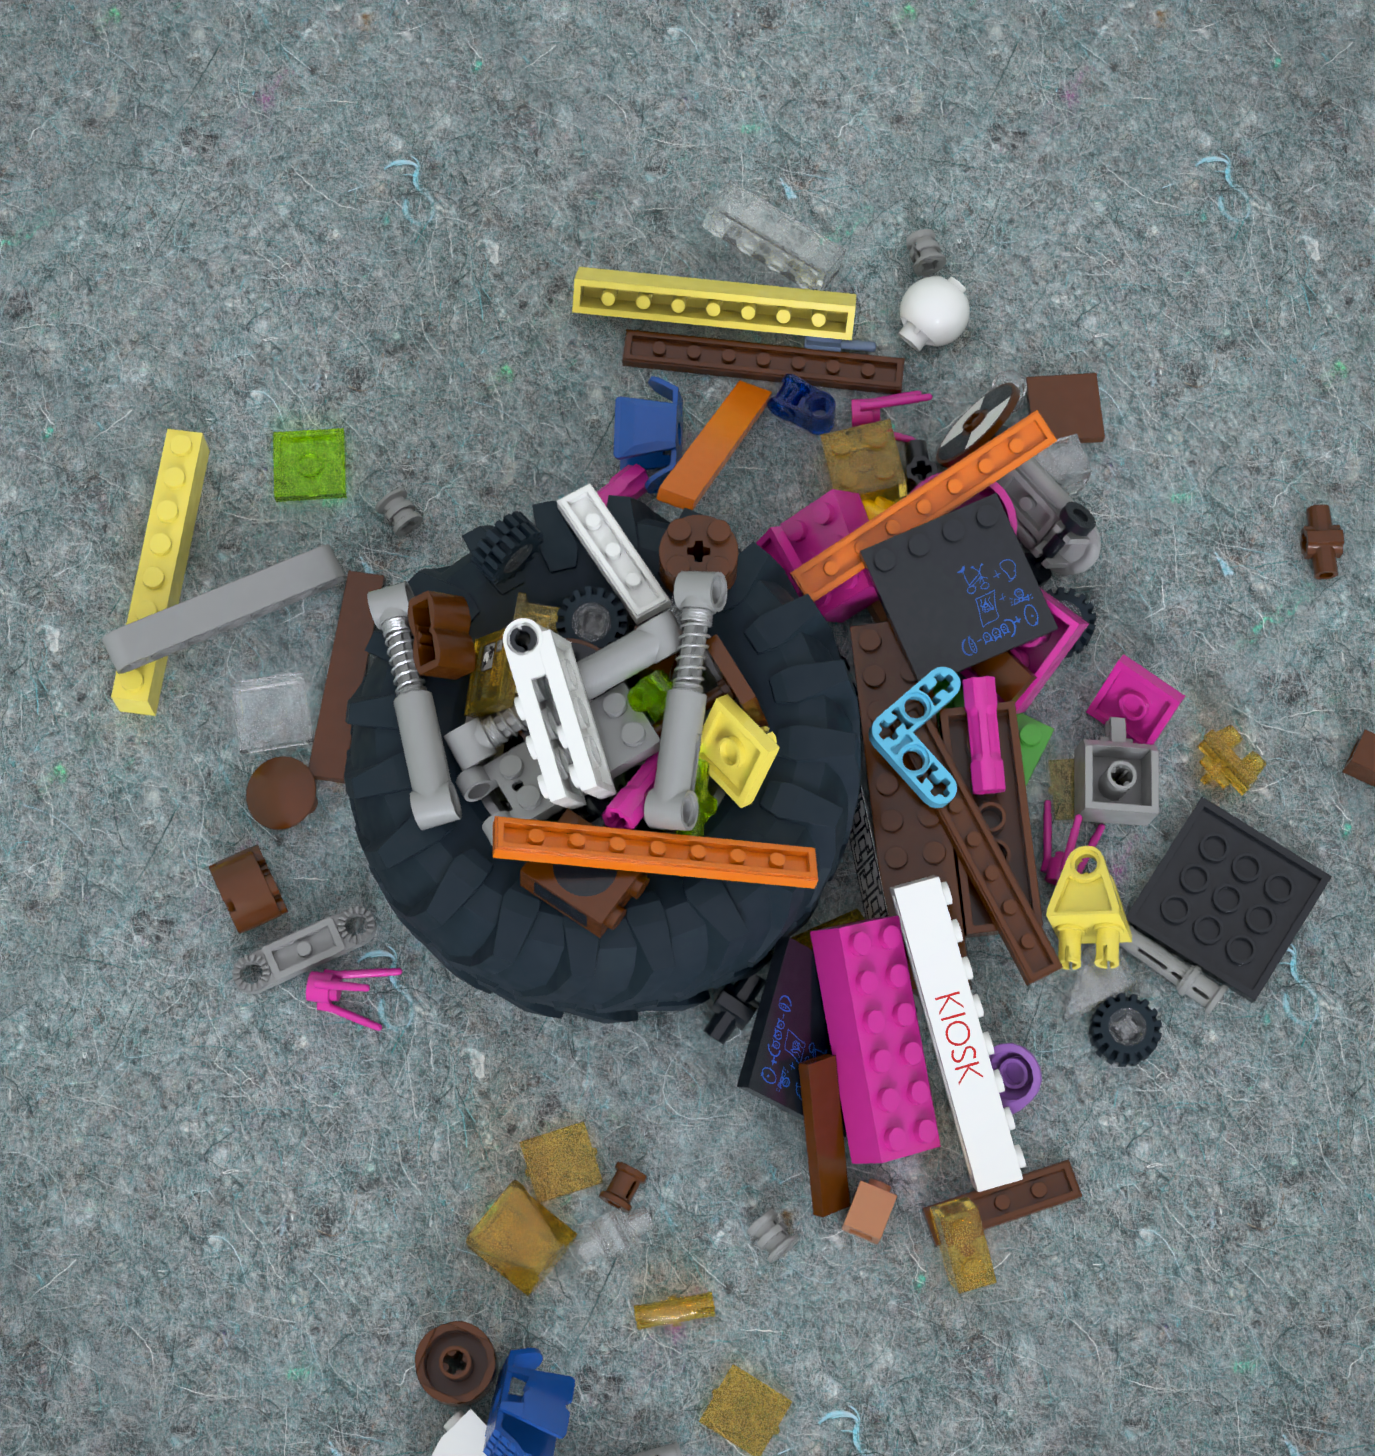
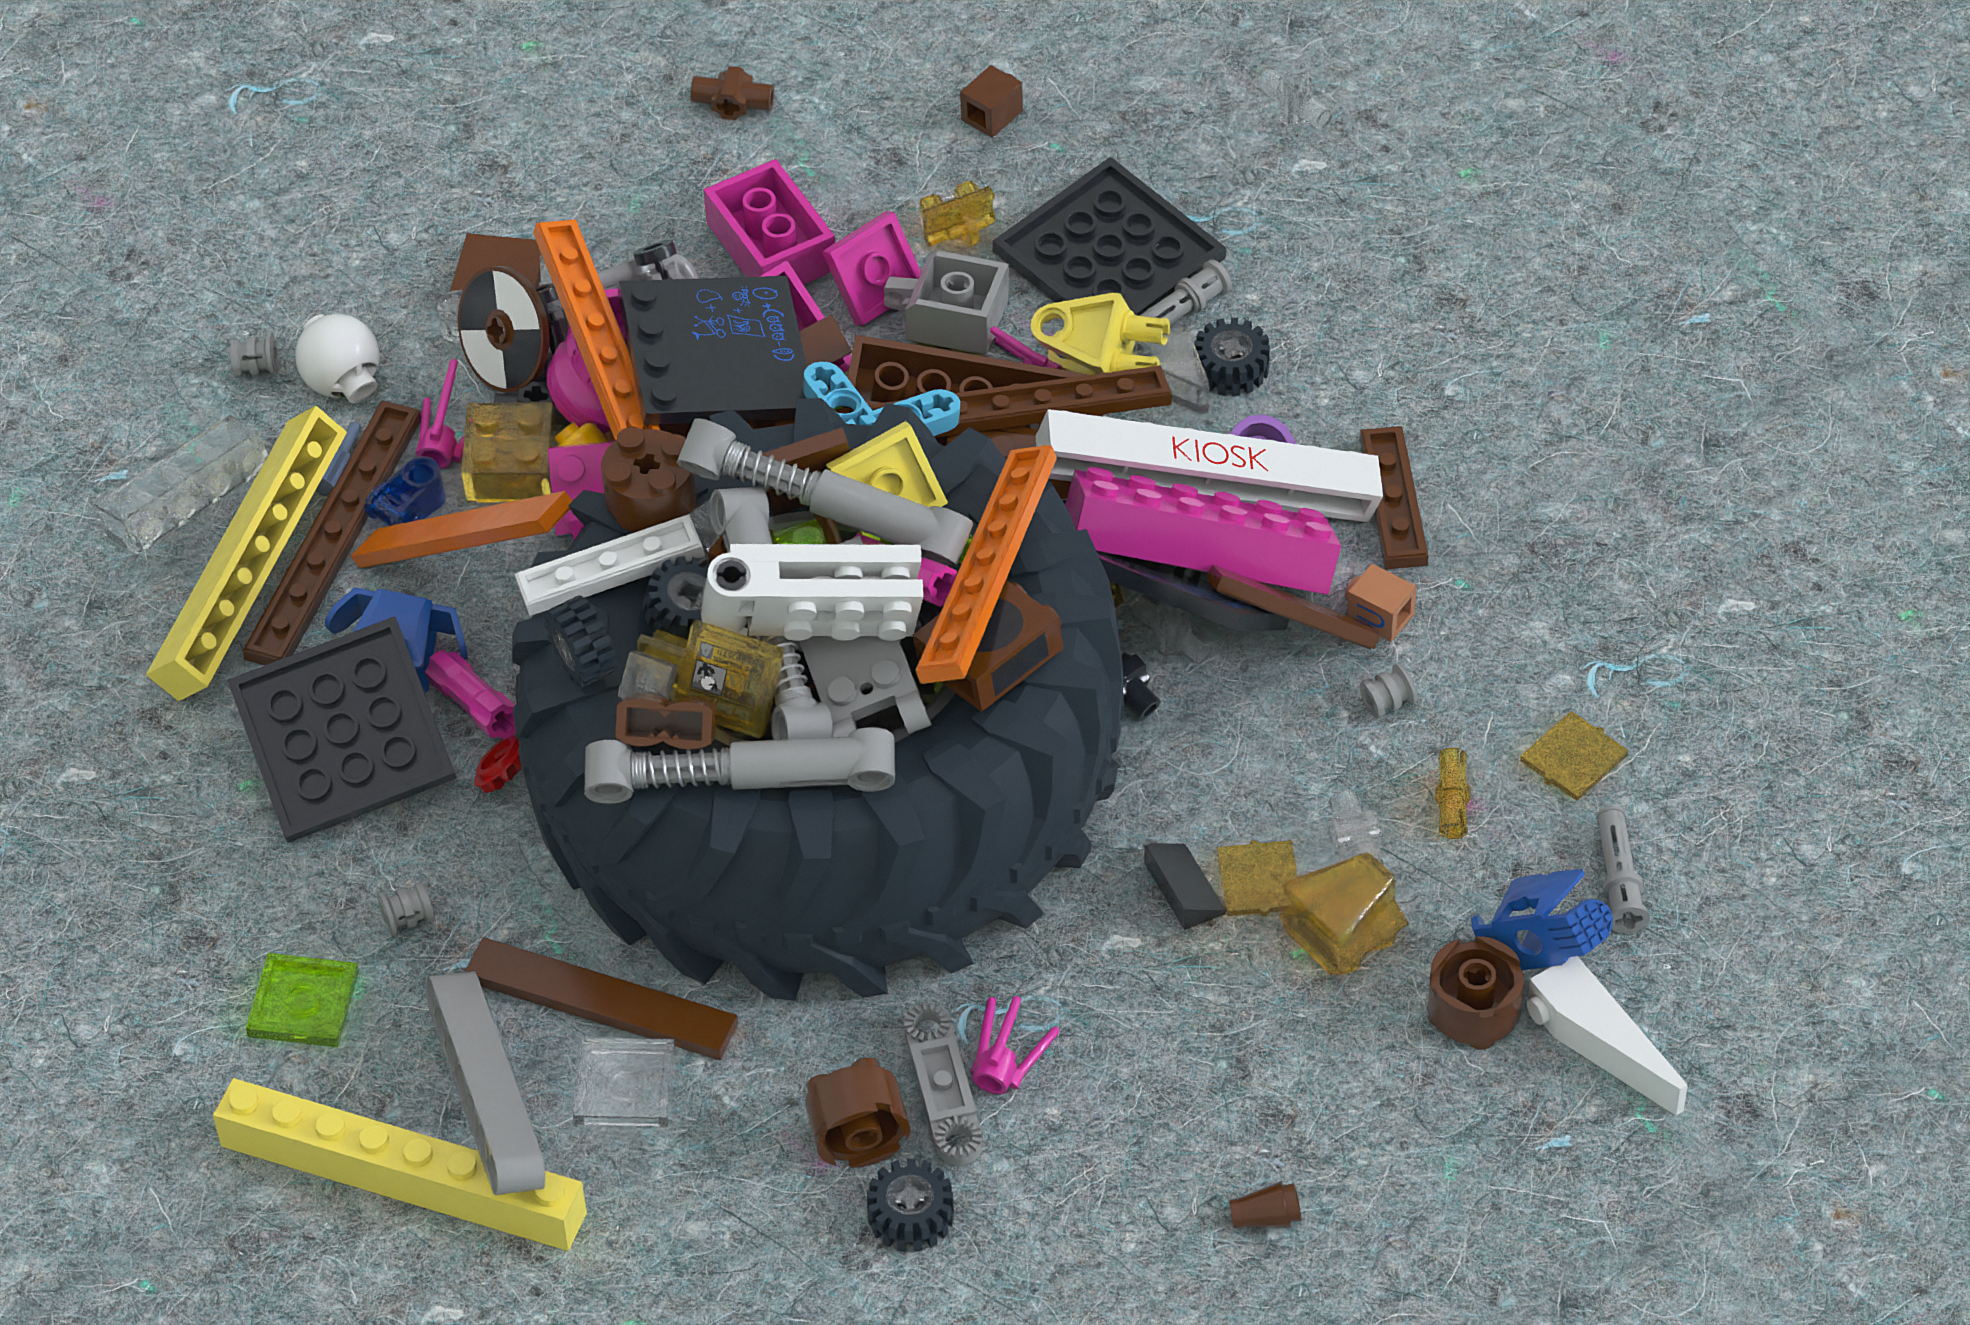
camera: 75 degrees left, 20 degrees down
(180, 938) = (910, 1189): none -> black wheel
(225, 1231) = (1268, 1207): none -> reddish brown cone
(281, 793) = (736, 1079): reddish brown dish -> none
(491, 611) = (647, 675): none -> clear tile
(539, 1100) = (1182, 883): none -> black slope
(546, 418) = (341, 729): none -> black plate
(623, 1187) = (1303, 816): reddish brown bush -> none
(963, 1244) = (1436, 519): clear yellow brick -> none
(986, 759) = (921, 368): dark pink axle -> none
(1161, 608) = (768, 221): none -> dark pink brick

